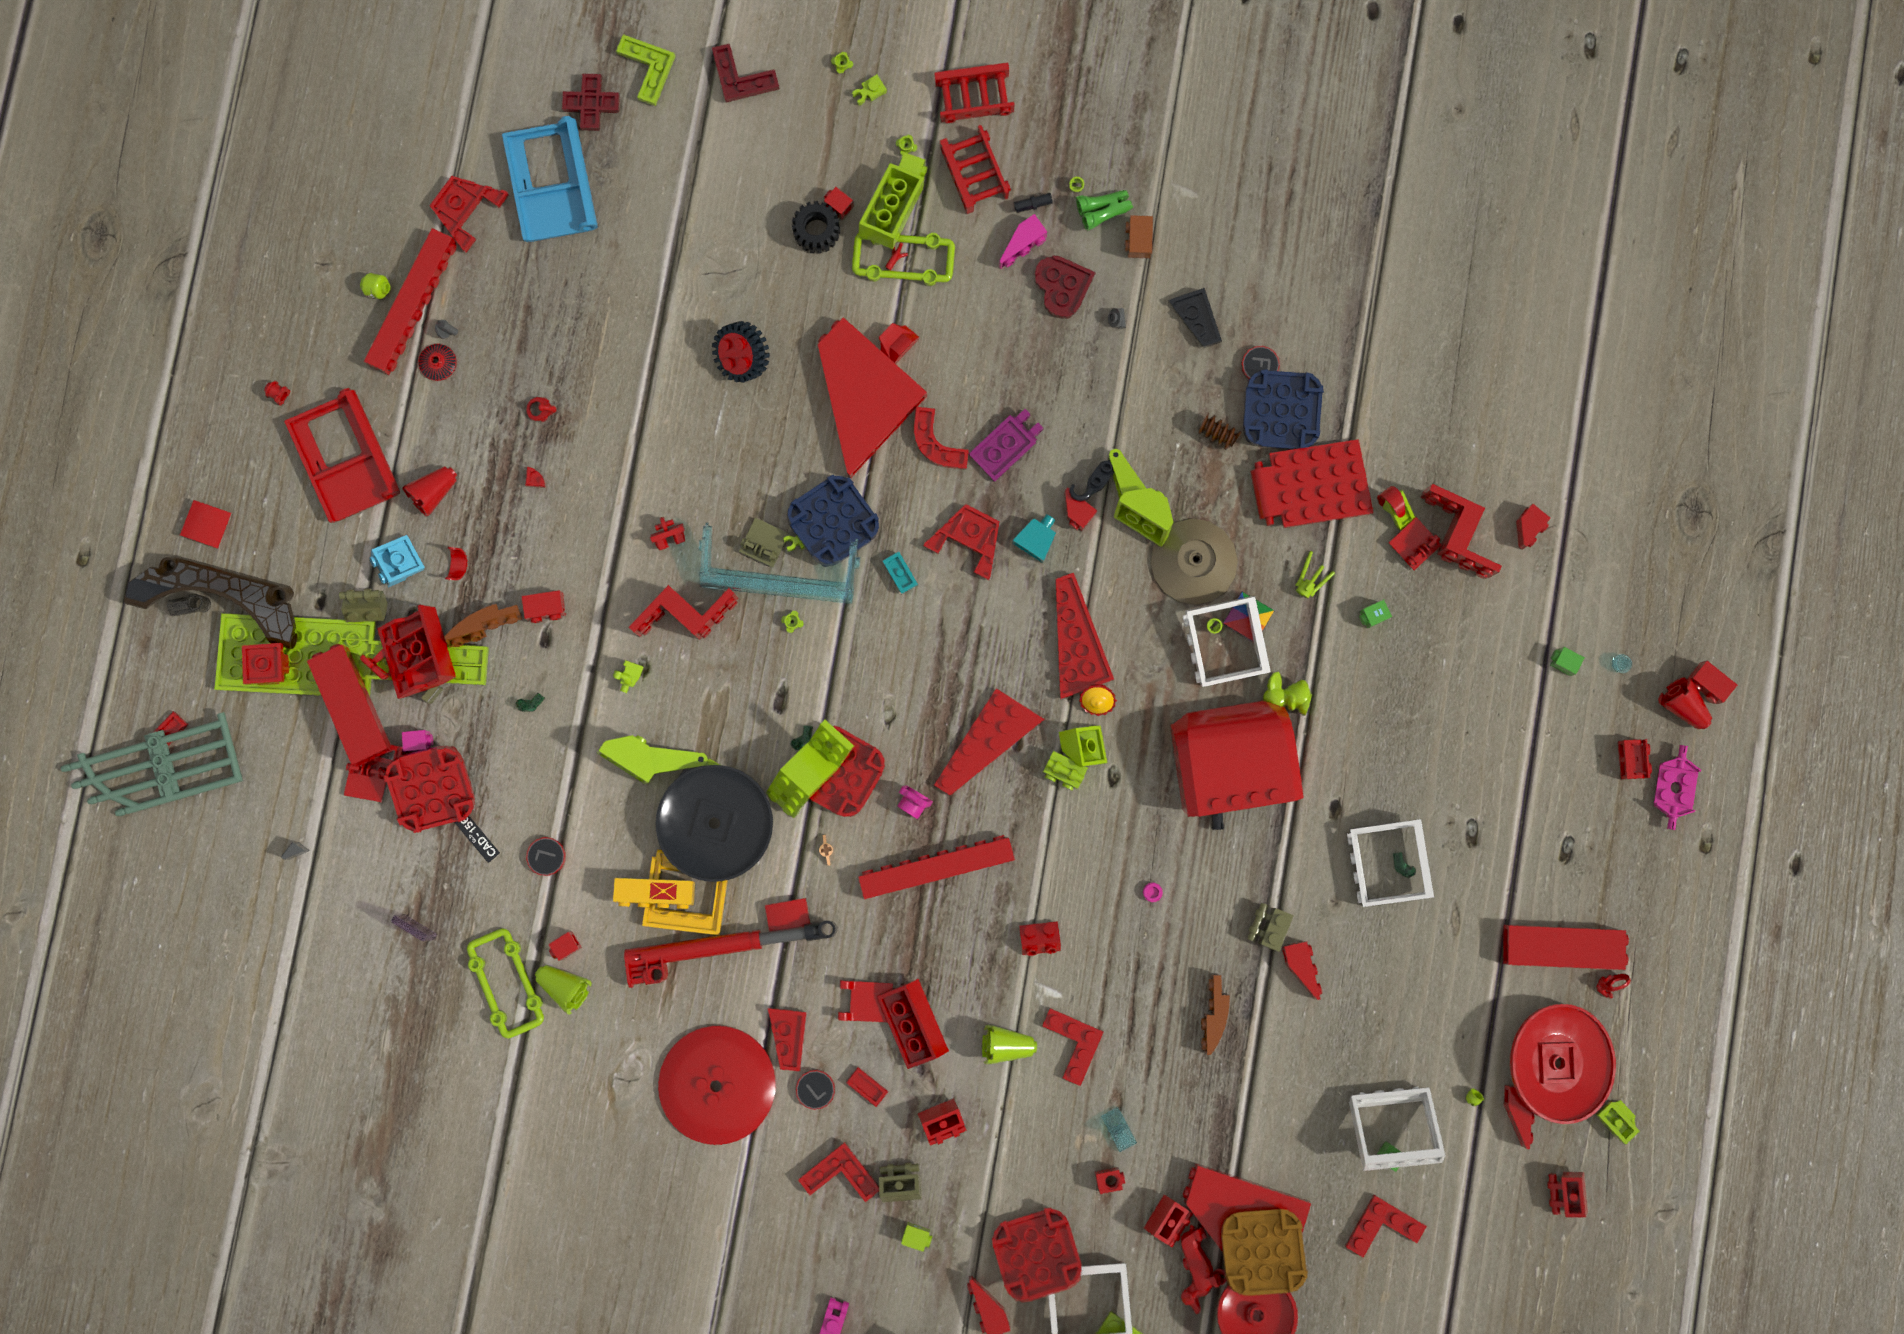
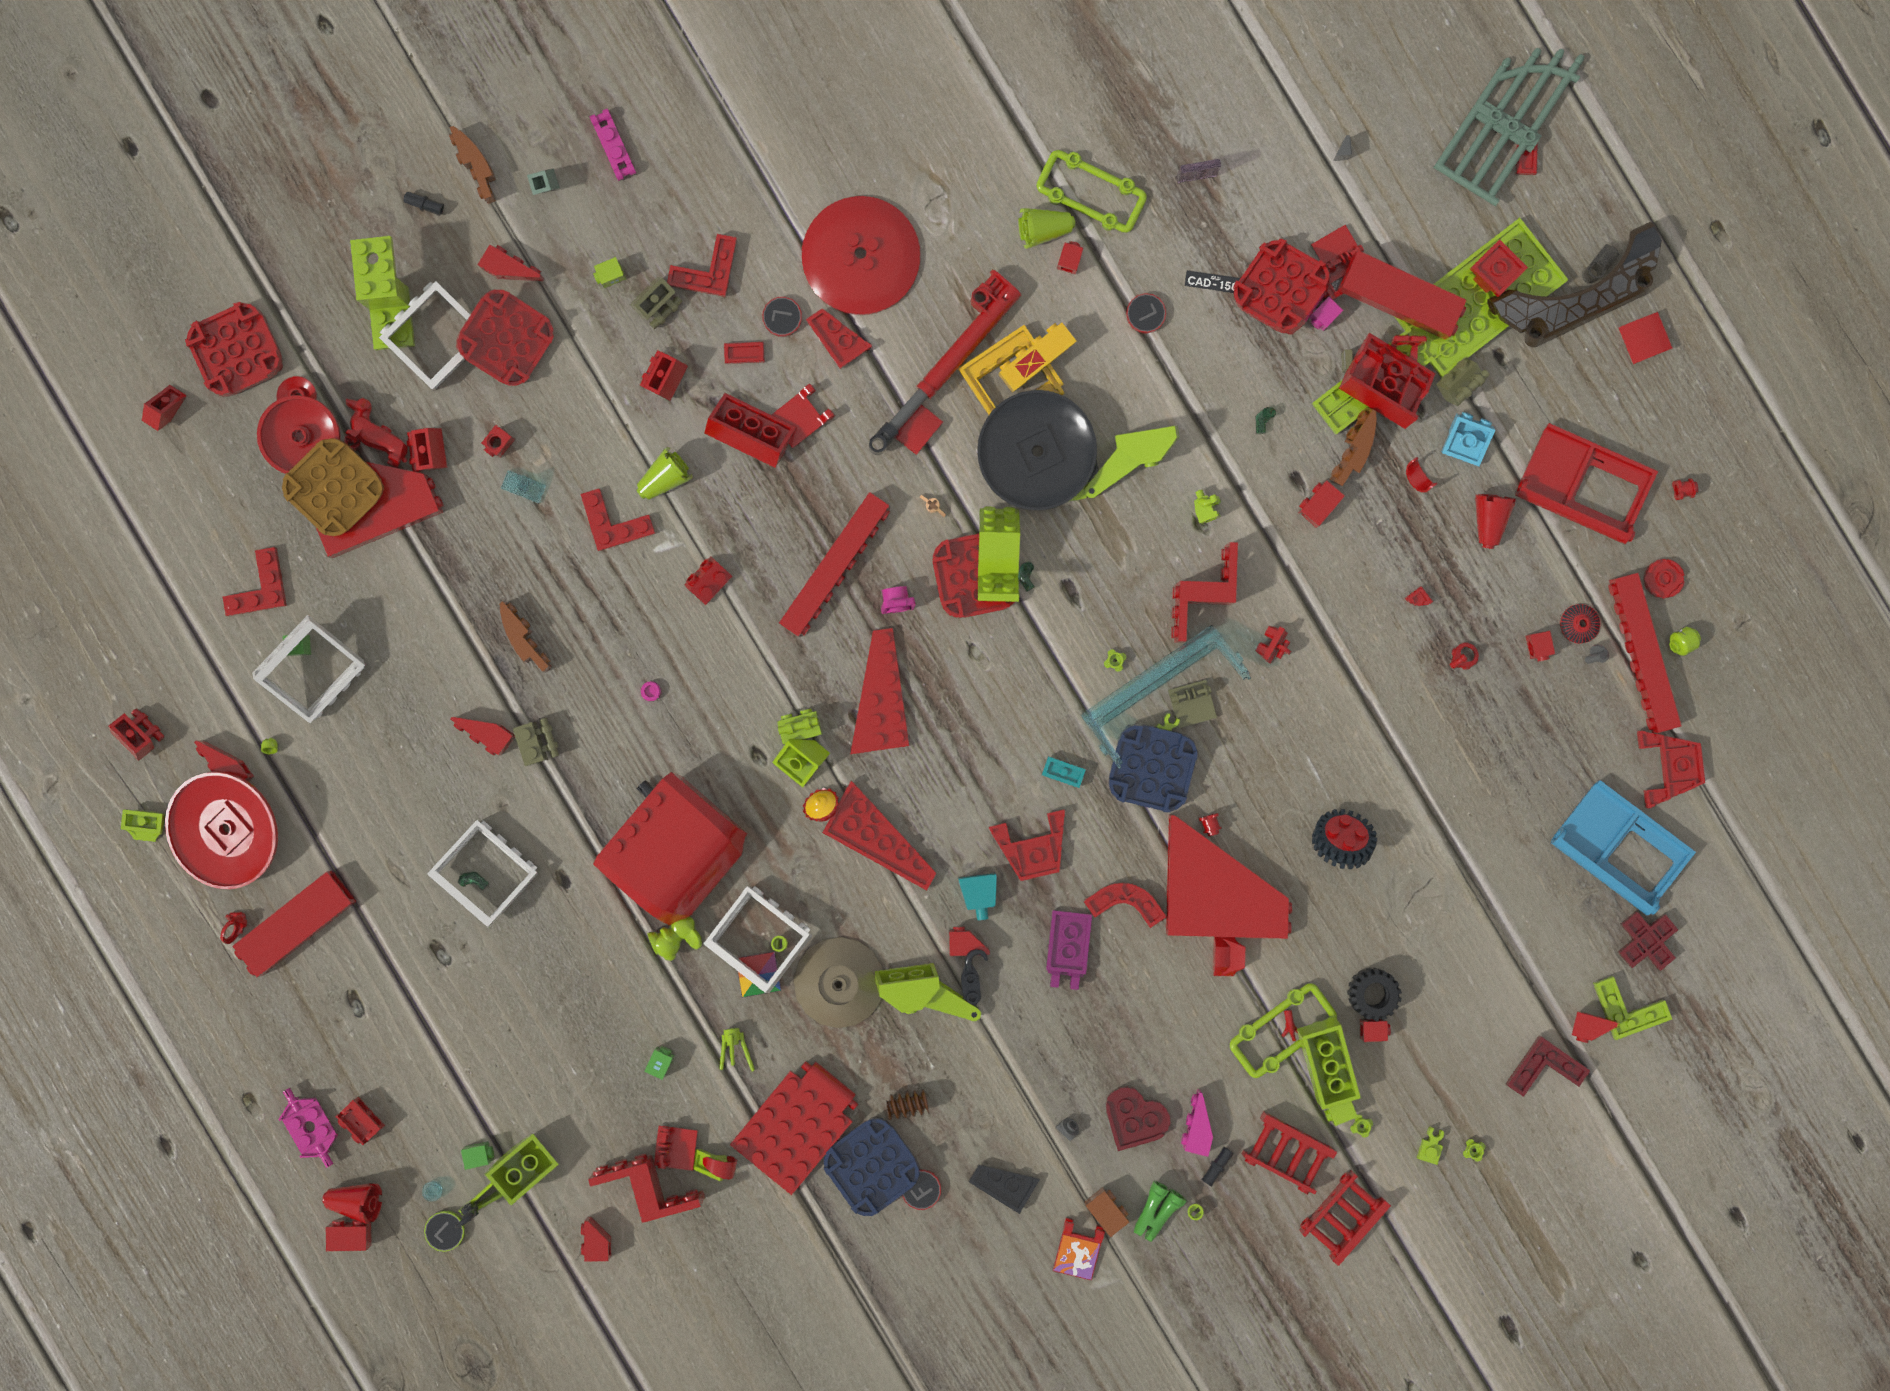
camera: 135 degrees right, 5 degrees up
(349, 342) = (1664, 578): none -> red tile
(479, 370) = (1540, 645): none -> red brick
(683, 75) = (1591, 1027): none -> red slope
(826, 445) = (1210, 824): none -> red brick
(1185, 227) = (1078, 1252): none -> flag
(1553, 623) = (512, 1175): none -> lime slope
(1636, 627) = (441, 1231): none -> black tile

